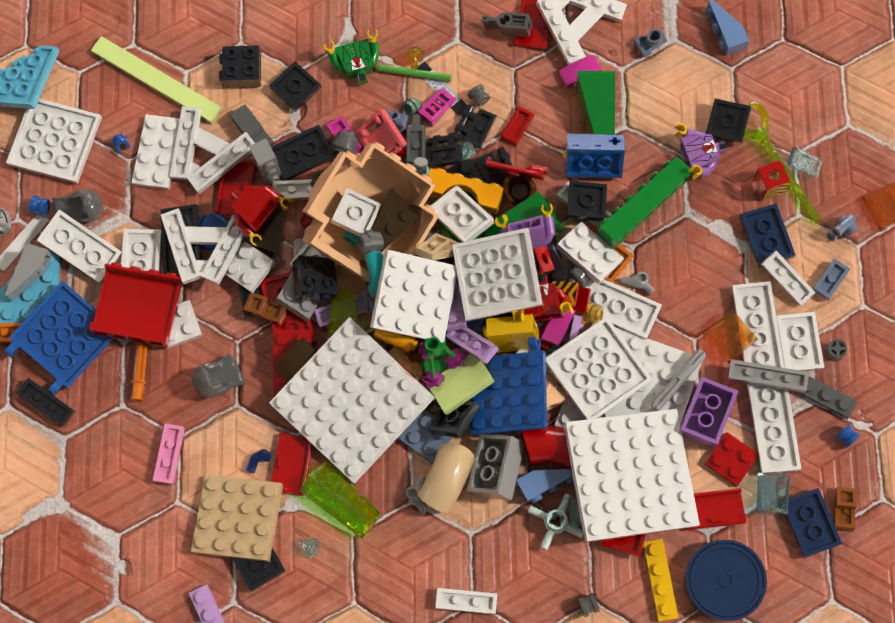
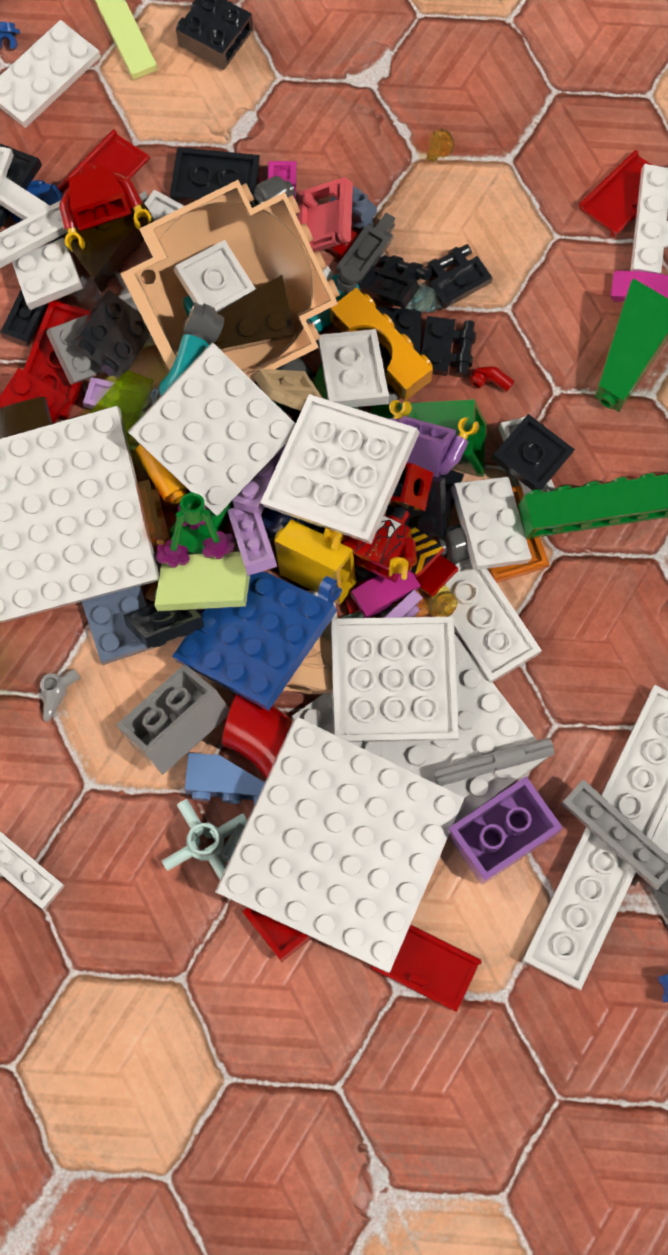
camera: 30 degrees right, 0 degrees up
(189, 136) = (118, 123): white plate -> none
(248, 123) = (174, 111): dark grey piece -> none
(265, 161) = (155, 154): light grey brick -> none
(265, 308) = (30, 337): dark orange slope -> none
(295, 86) = (264, 93): black plate -> none
(355, 58) = (363, 102): green torso -> none
(412, 106) = (394, 203): sand green plate -> none
(415, 73) = (426, 165): bright green bar -> none
(432, 120) = (419, 233): dark pink slope -> none
(446, 477) = (100, 691): tan brick -> none
(459, 105) = (447, 204): sticker -> none
(478, 95) = (487, 240): dark grey wheel -> none
(509, 24) = (589, 173): dark grey piece -> none
(514, 169) = (465, 356): red door -> none
(517, 126) = (511, 309): red tile -> none
(518, 188) = (455, 381): reddish brown hair -> none
(588, 605) = (170, 979): dark grey wheel -> none
(594, 155) = (583, 402): blue piece -> none
(639, 281) = (533, 602): light grey animal -> none
(660, 580) = (288, 1011): yellow plate -> none
(725, 581) = (373, 1070): dark blue brick -> none
(730, 336) = (605, 750): clear orange plate -> none
(731, 459) = (496, 914): red plate -> none
(772, 493) = (518, 996): clear light blue brick -> none
(812, 523) = (545, 1071): dark blue plate -> none
(845, 508) = (606, 1083): dark orange slope -> none

